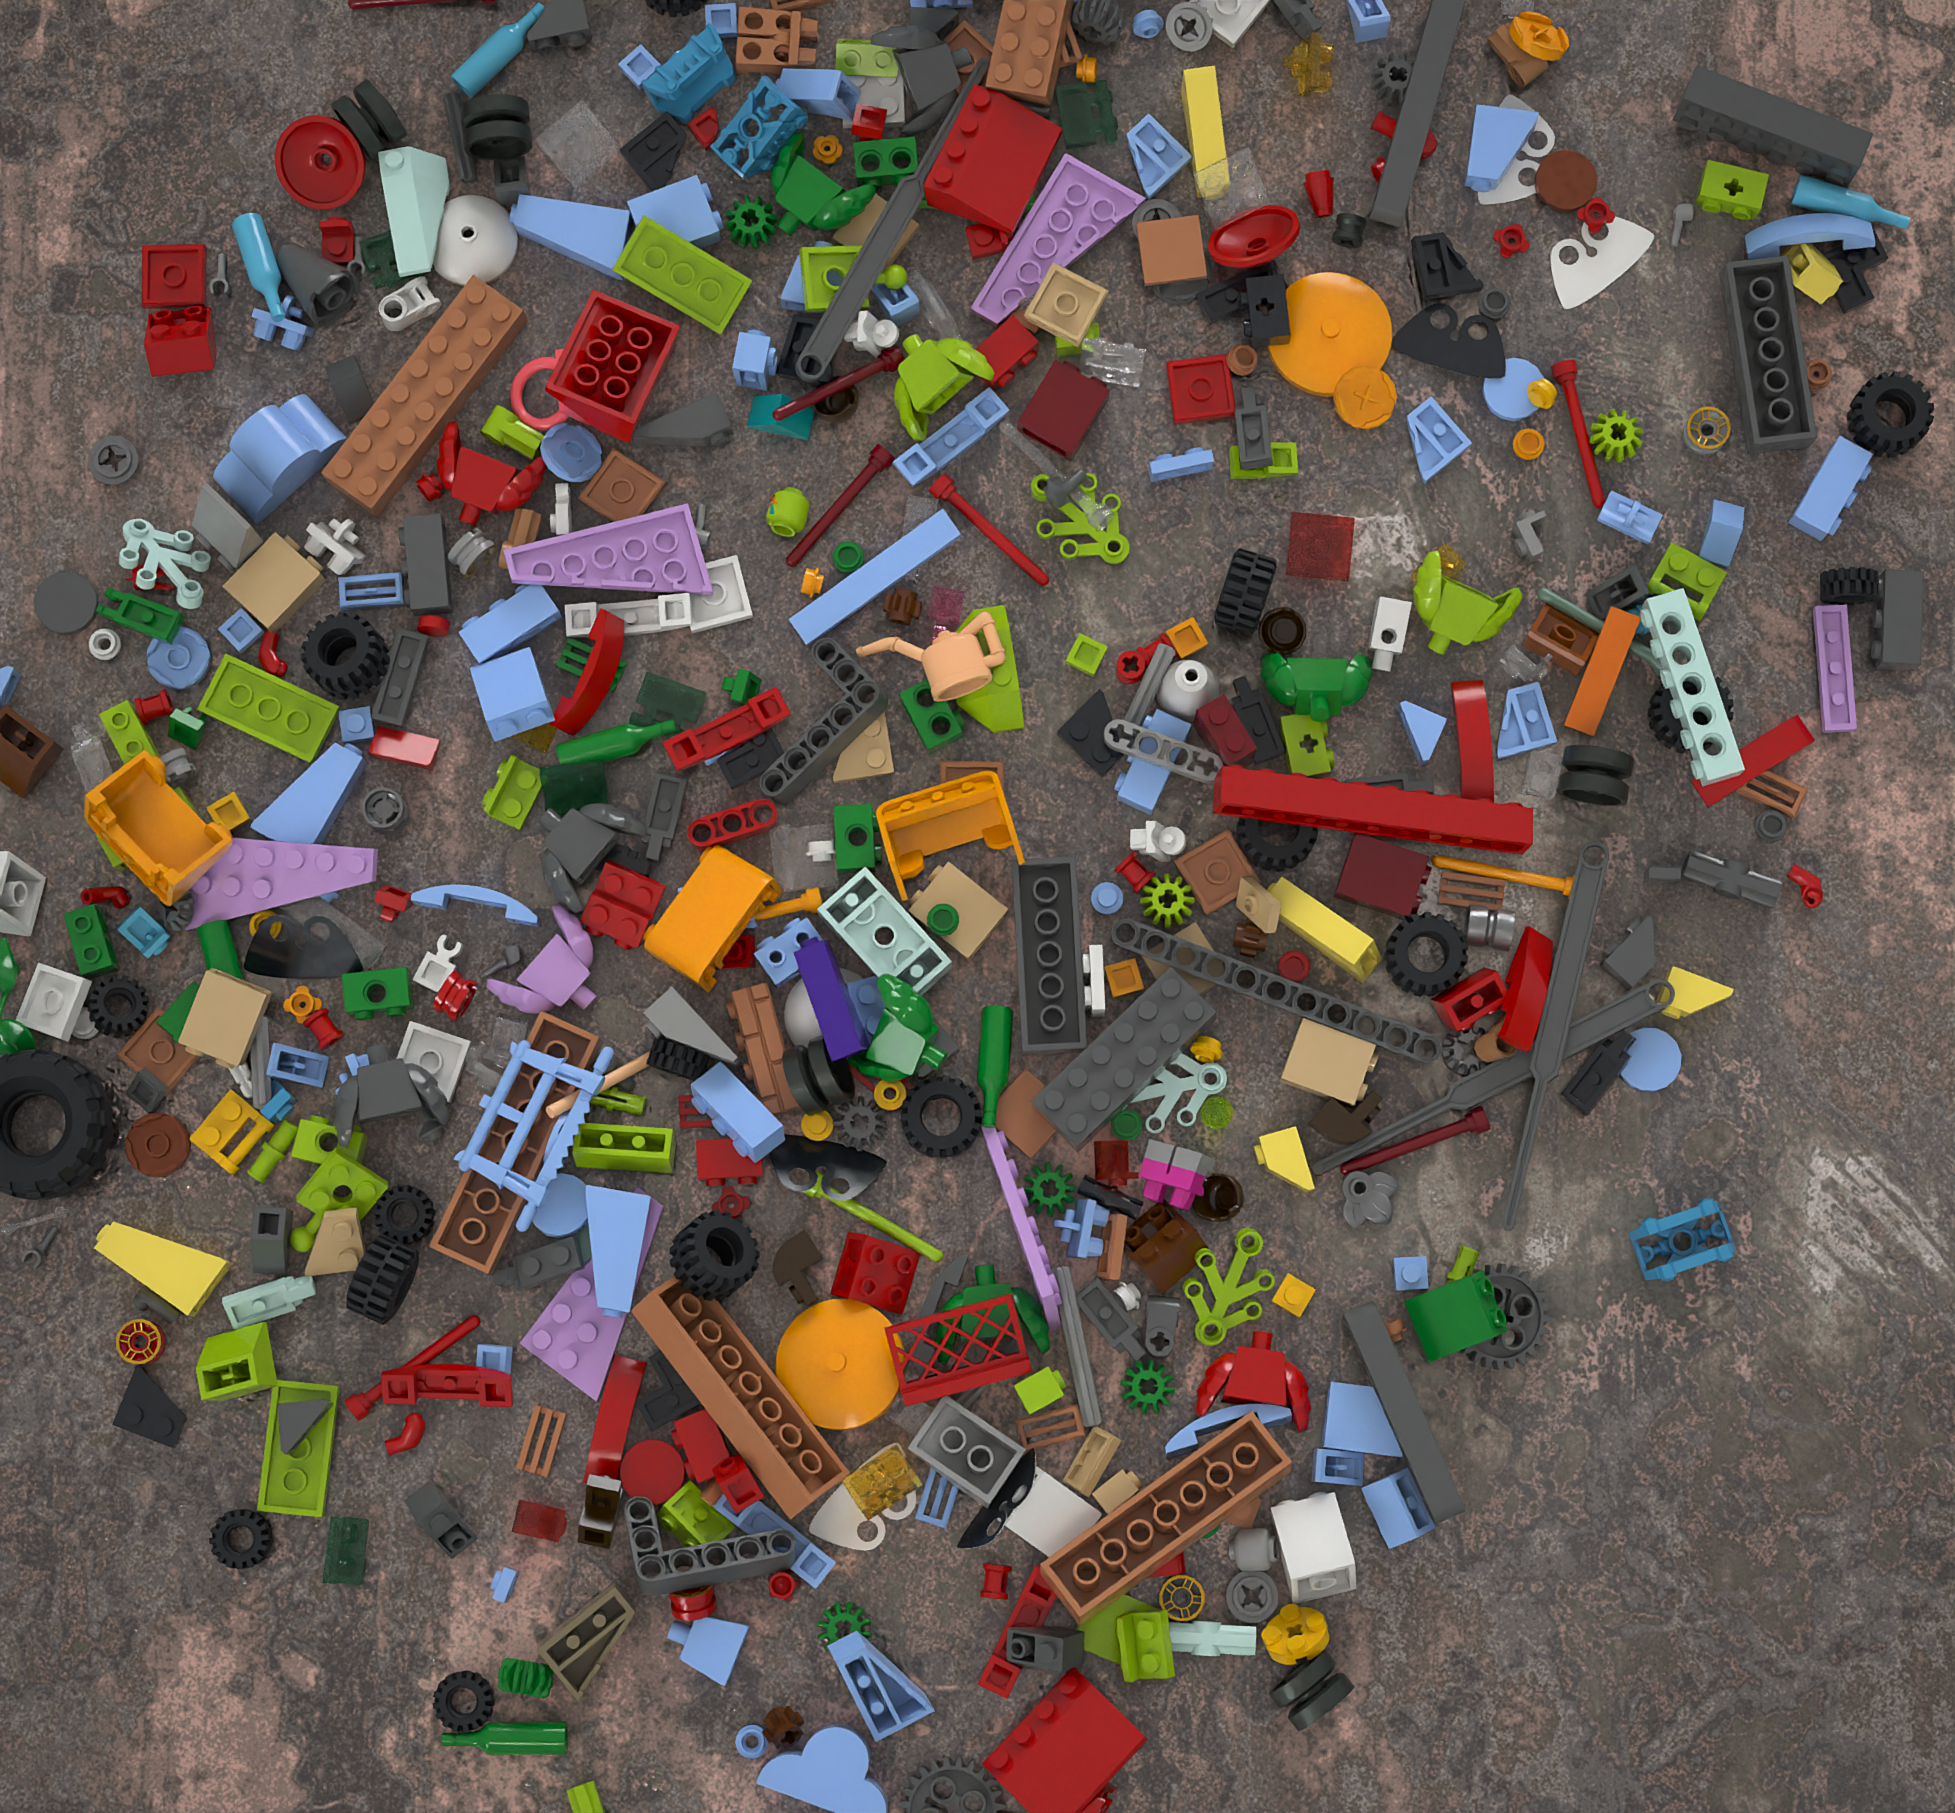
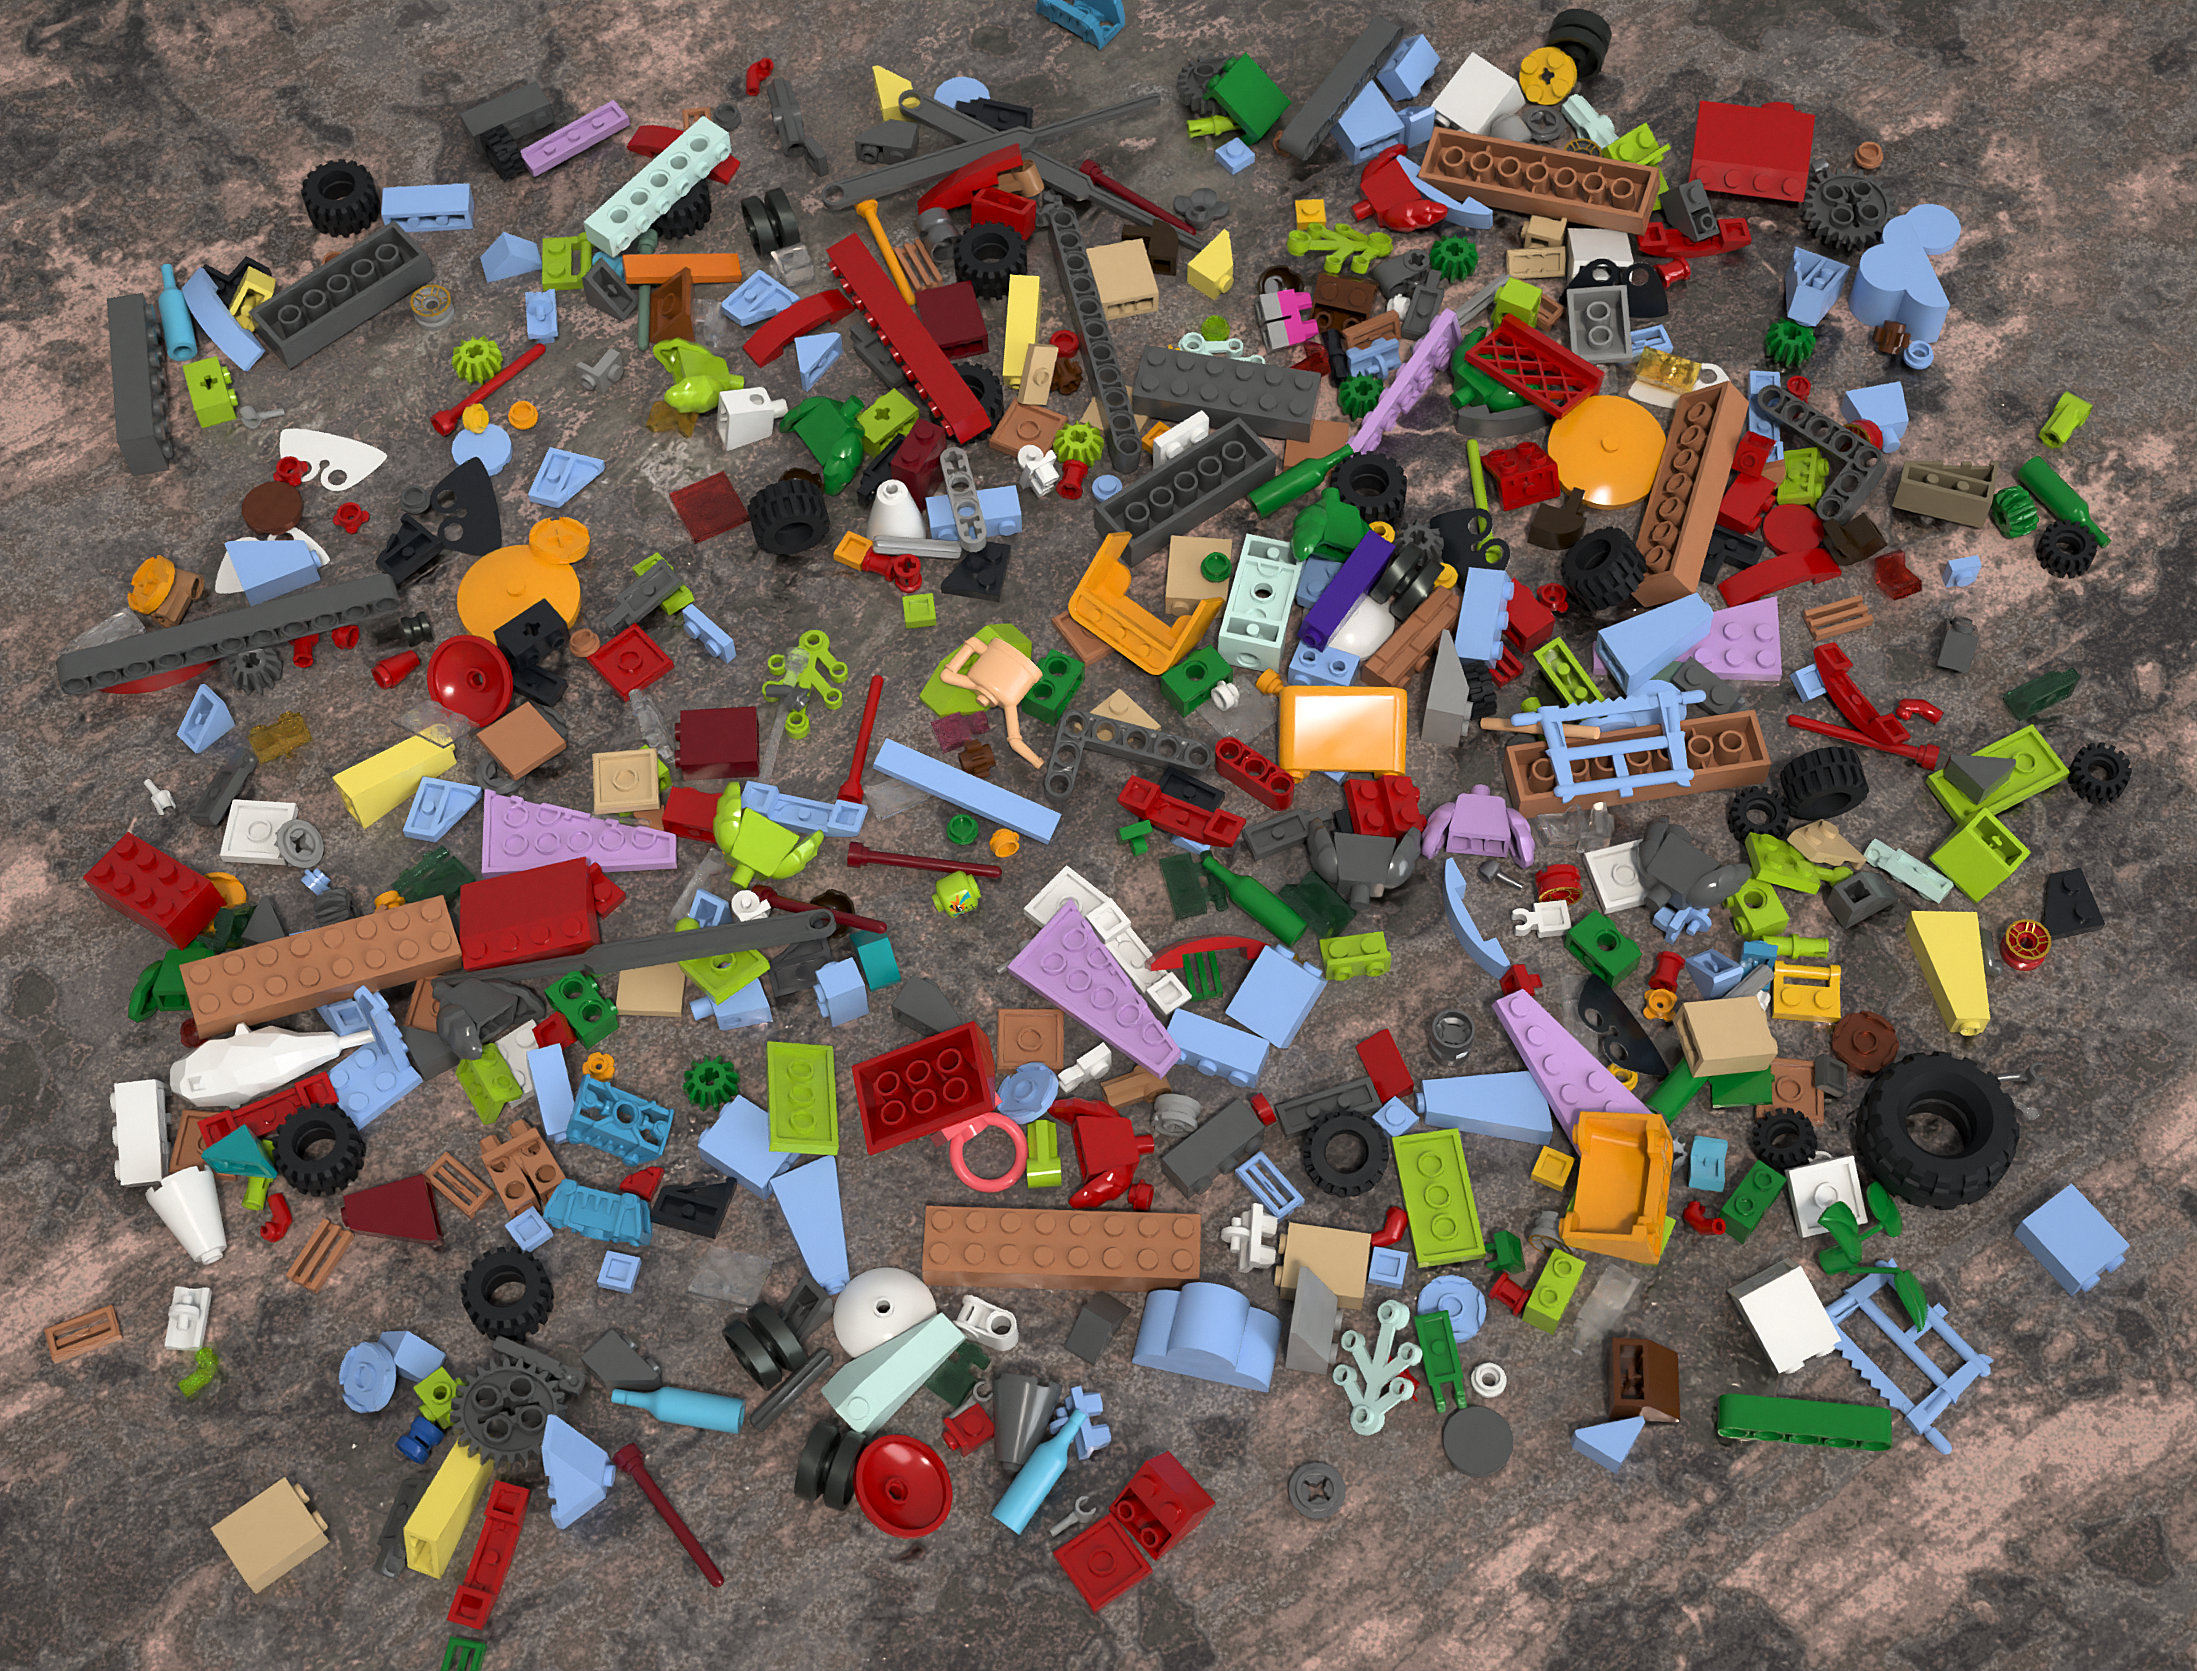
camera: 125 degrees left, 20 degrees down
(812, 195) = (654, 1042): green torso -> none

